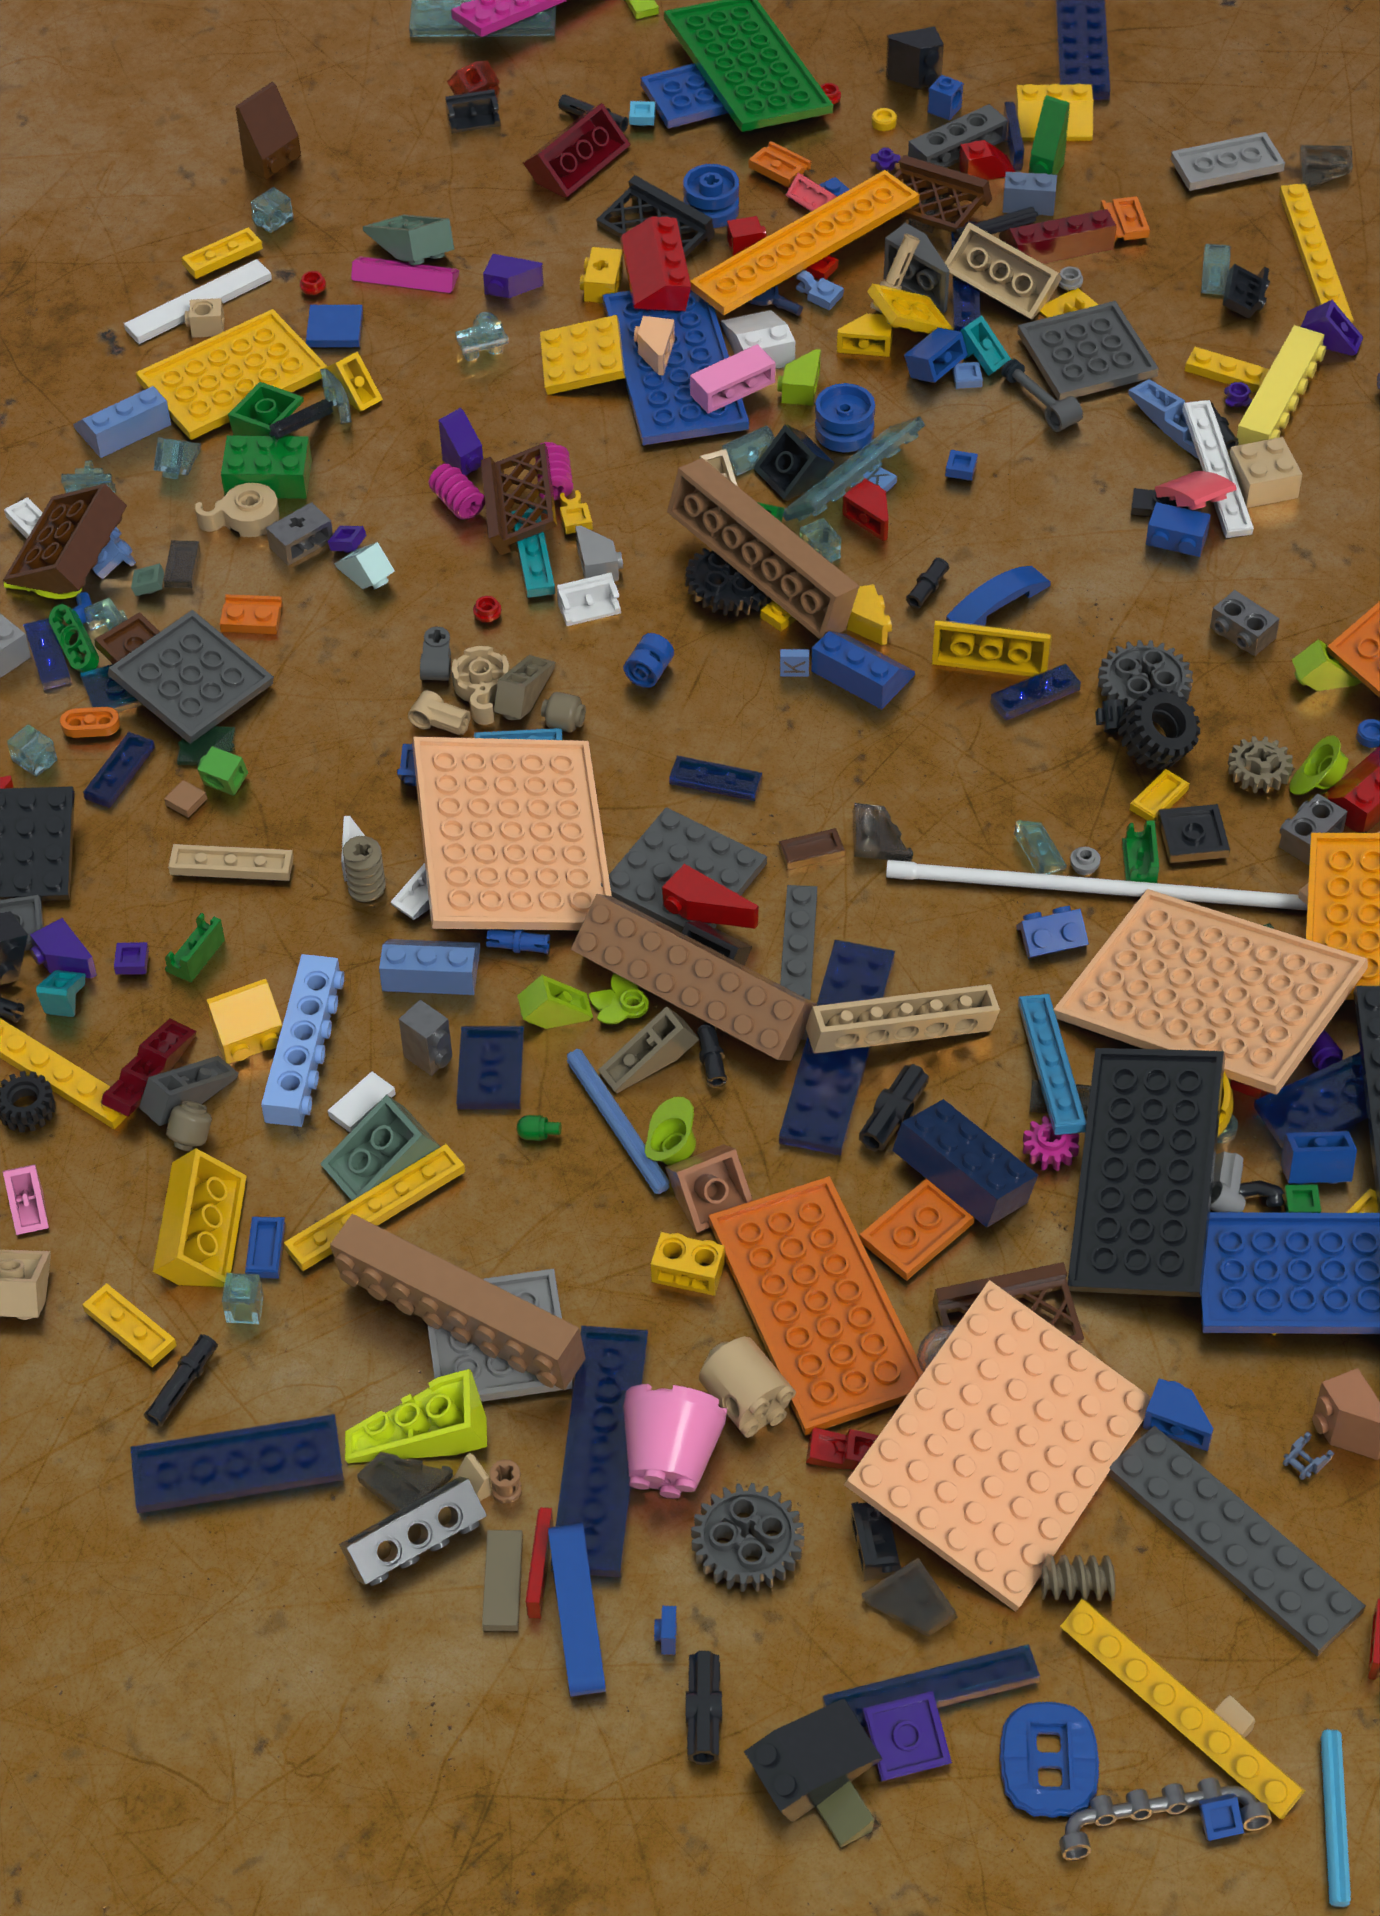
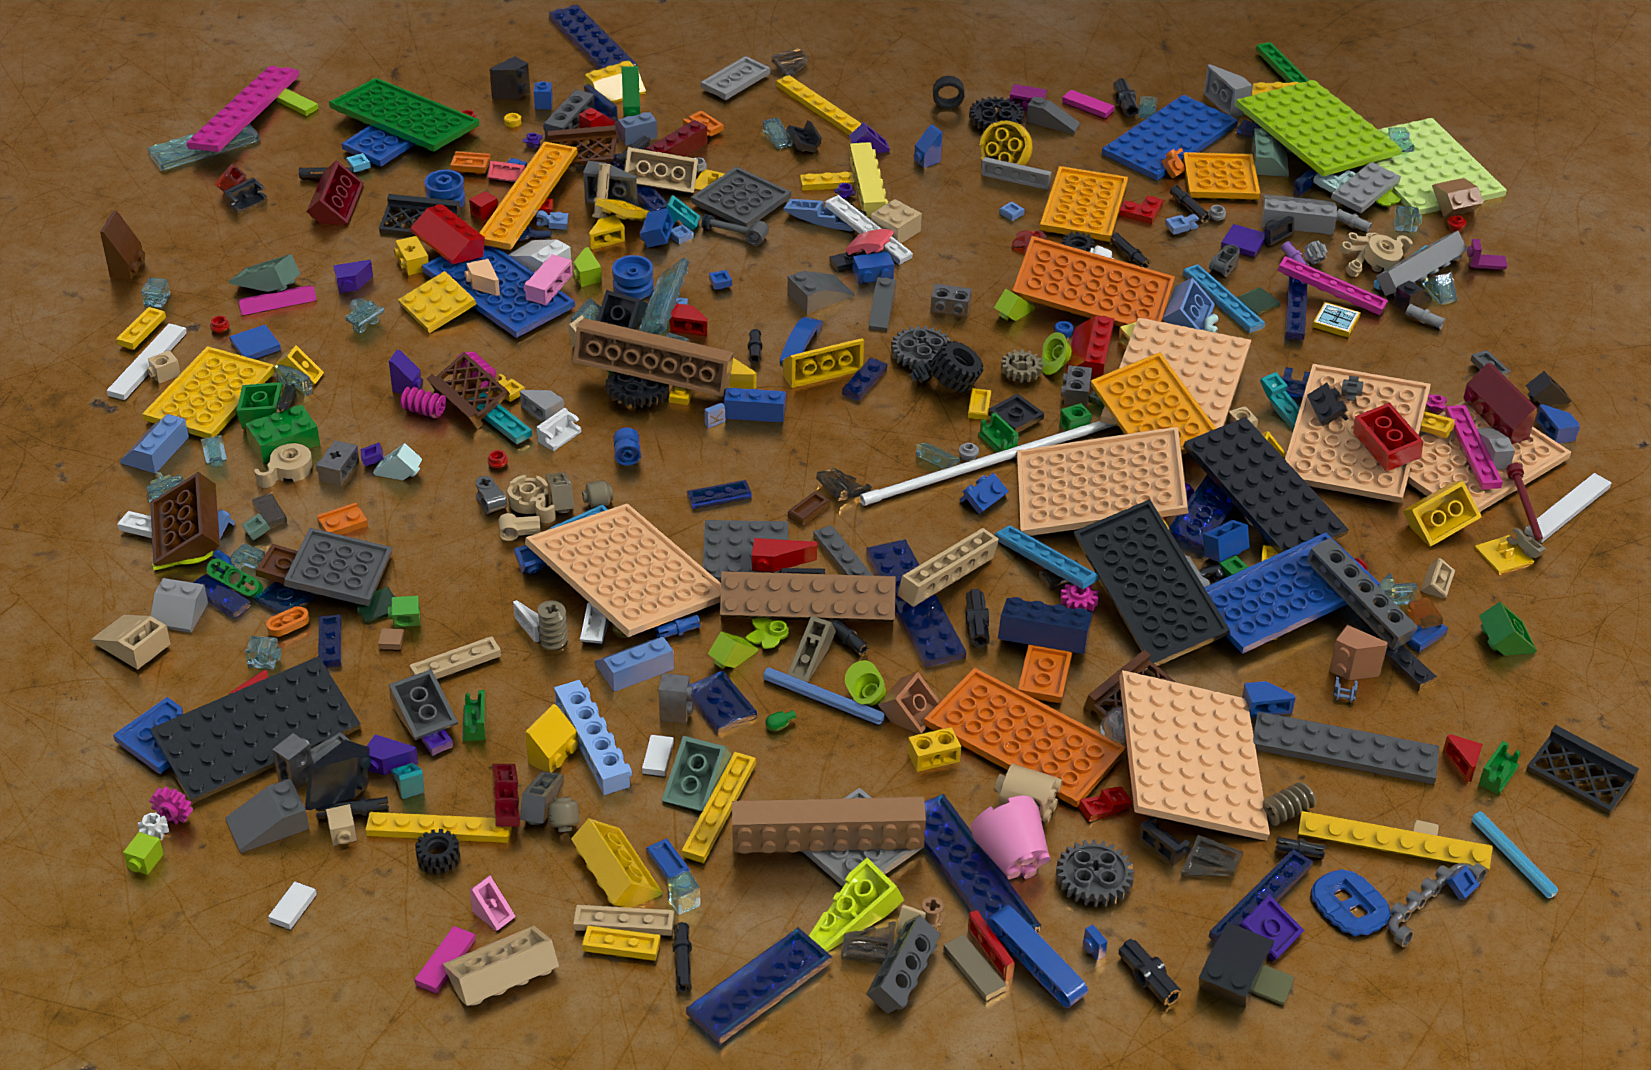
camera: 35 degrees left, 10 degrees down
(143, 904) = (421, 704): none -> dark grey slope
(155, 1297) = (621, 918): none -> tan plate
(1044, 1647) = (1304, 848): none -> black pin
(1078, 533) = (816, 290): none -> dark grey slope
(1146, 590) = (882, 303): none -> dark grey slope
(1268, 874) = (1074, 417): none -> green brick

